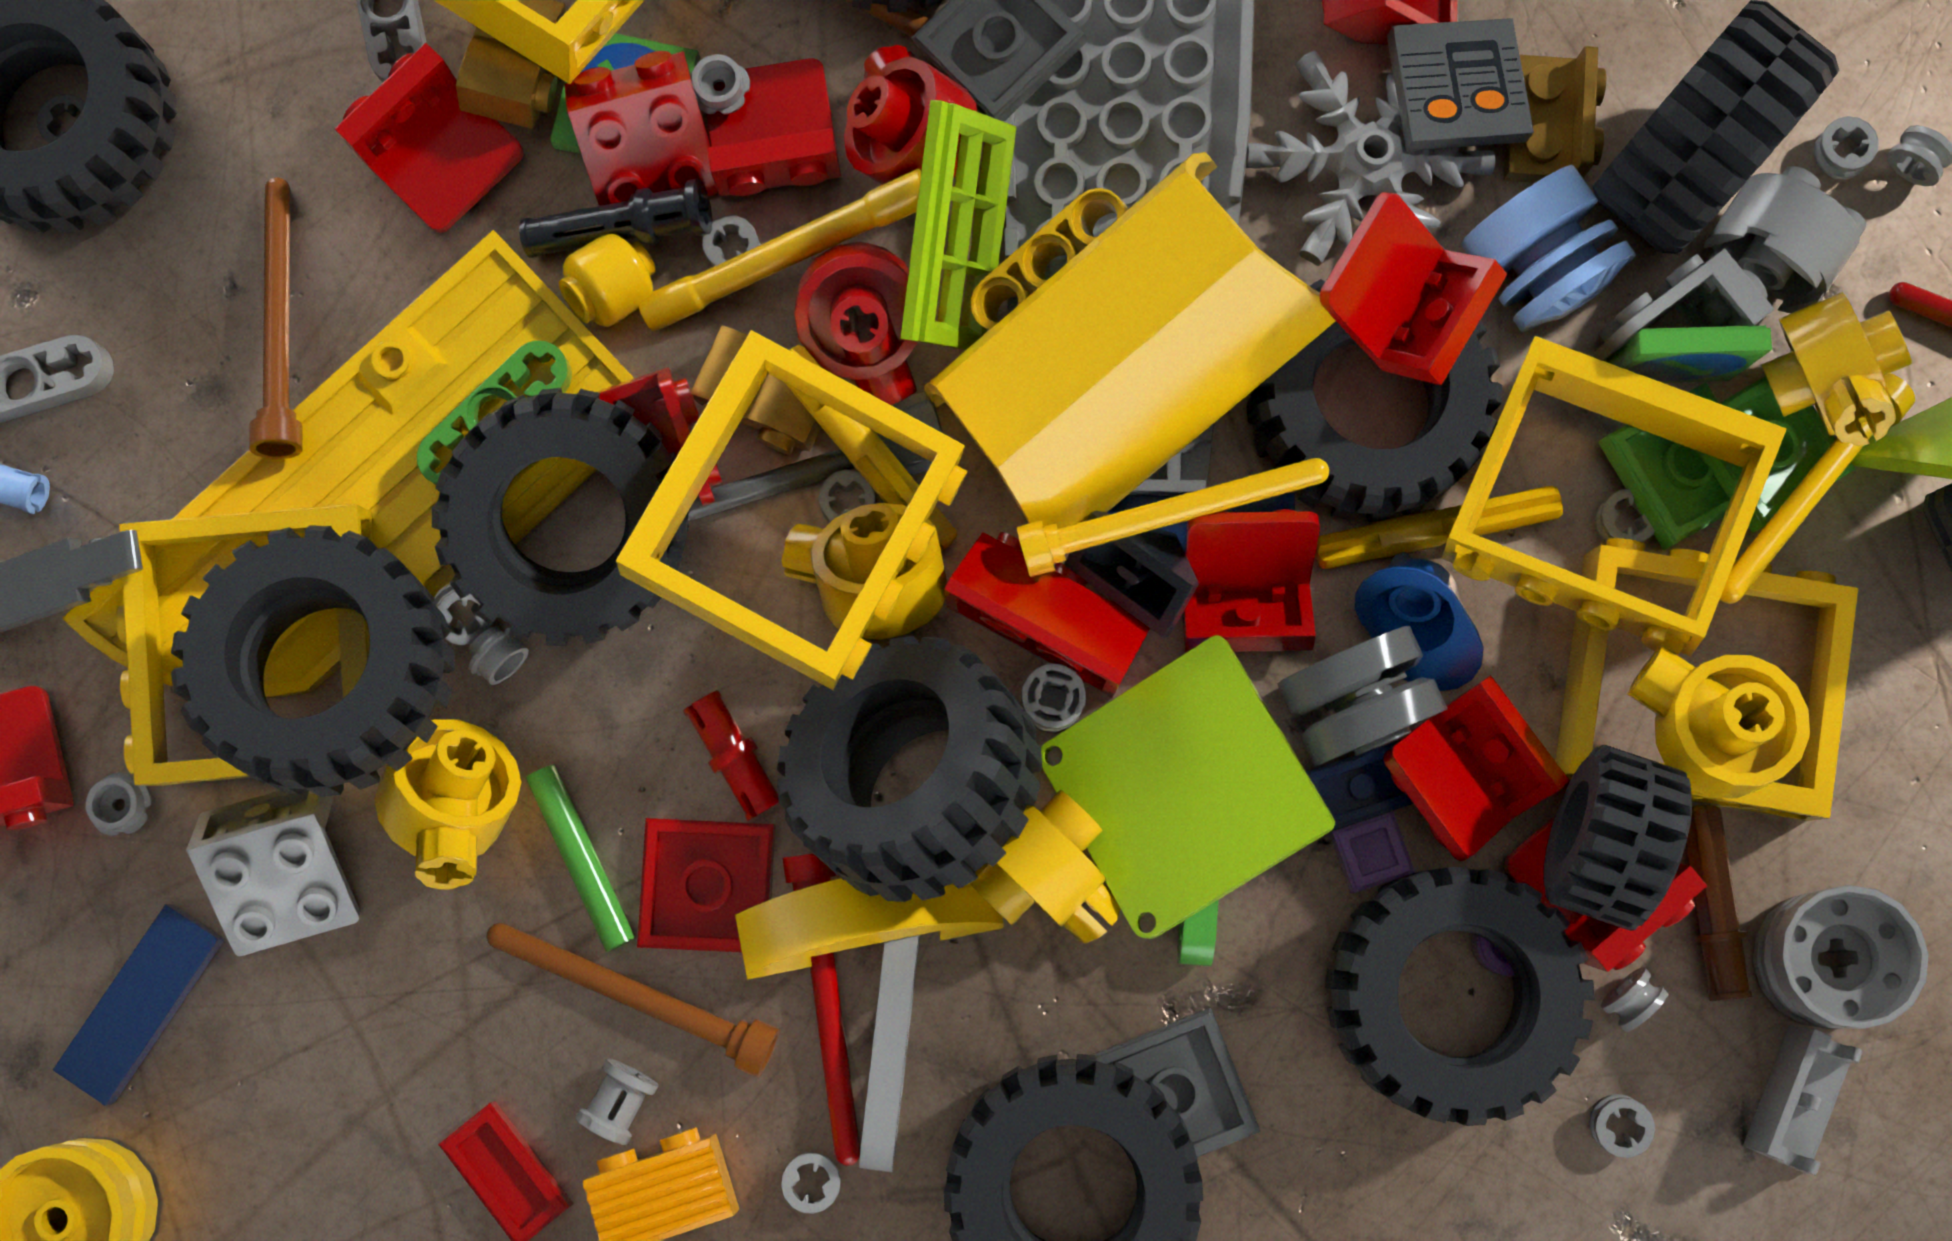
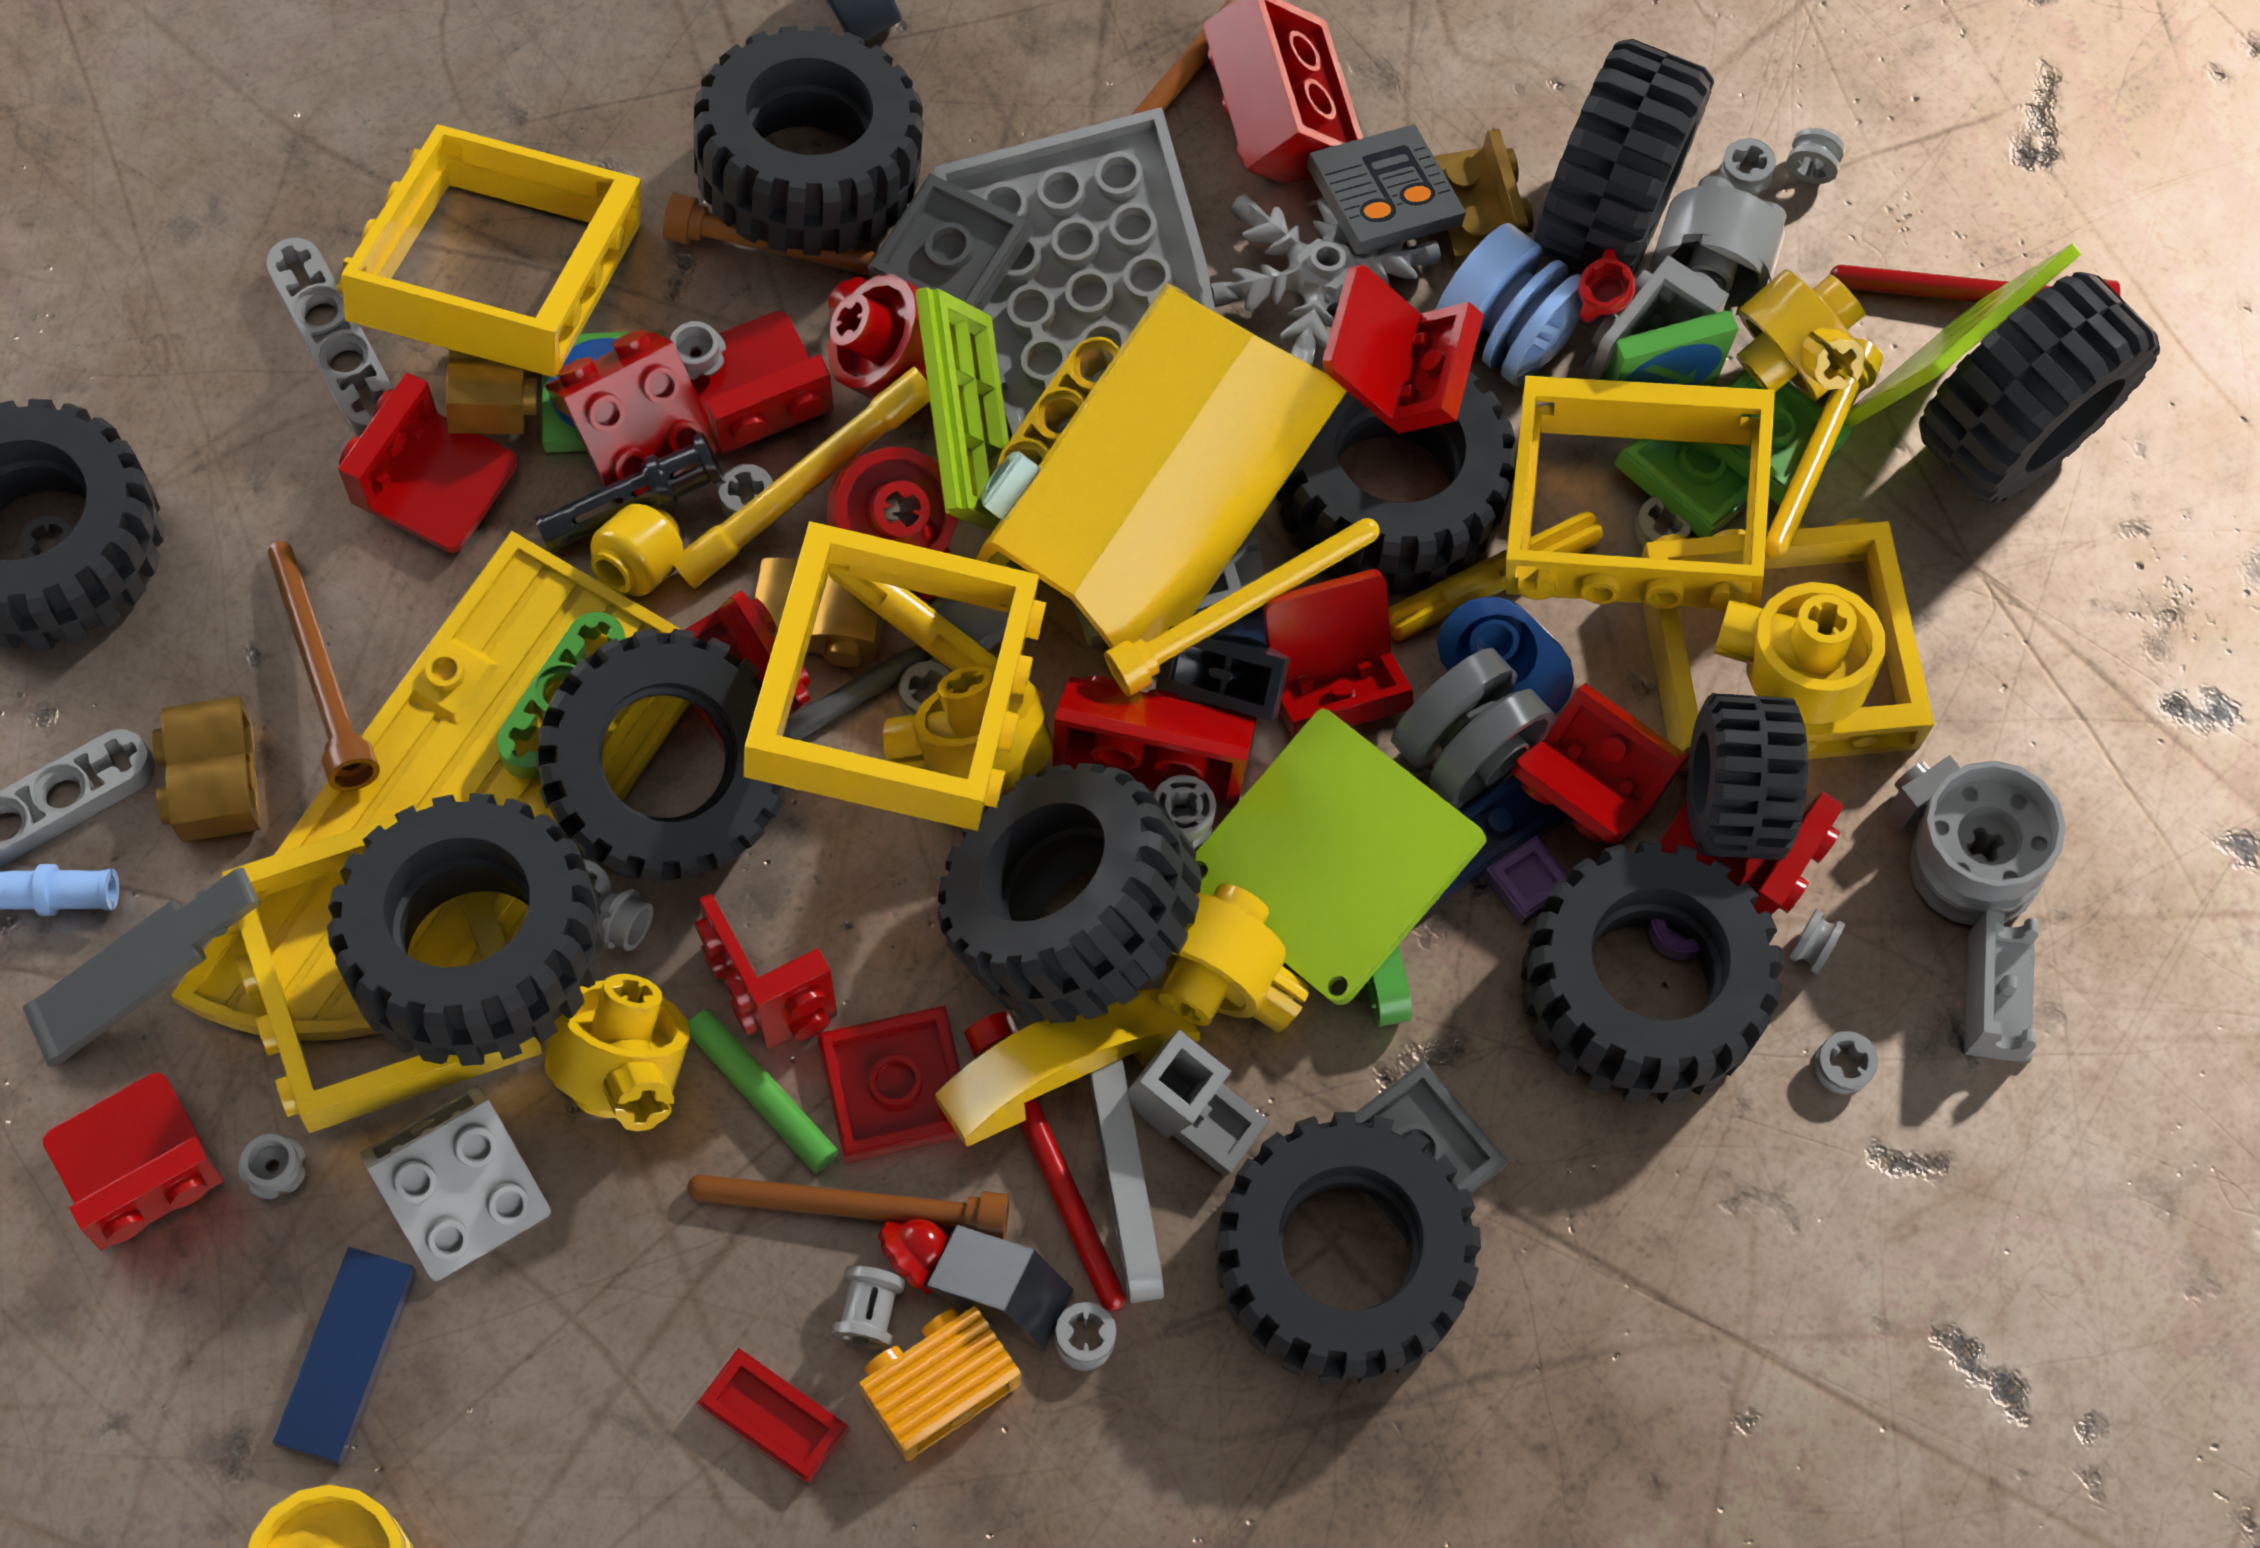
camera: 25 degrees left, 15 degrees down
(153, 398) = (208, 769): none -> pearl gold brick
(623, 792) = (779, 1005): none -> red bracket
(674, 1061) = (913, 1249): none -> red piece
(732, 754) = (886, 951): red pin -> none
(741, 1119) = (1004, 1282): none -> slope
(970, 326) = (1008, 483): none -> light aqua tile
(977, 1000) = (1186, 1098): none -> light grey brick
(1647, 268) = (1605, 287): none -> red piece
(1717, 906) = (1863, 842): reddish brown axle -> none
(1795, 874) = (1916, 790): none -> light grey plate

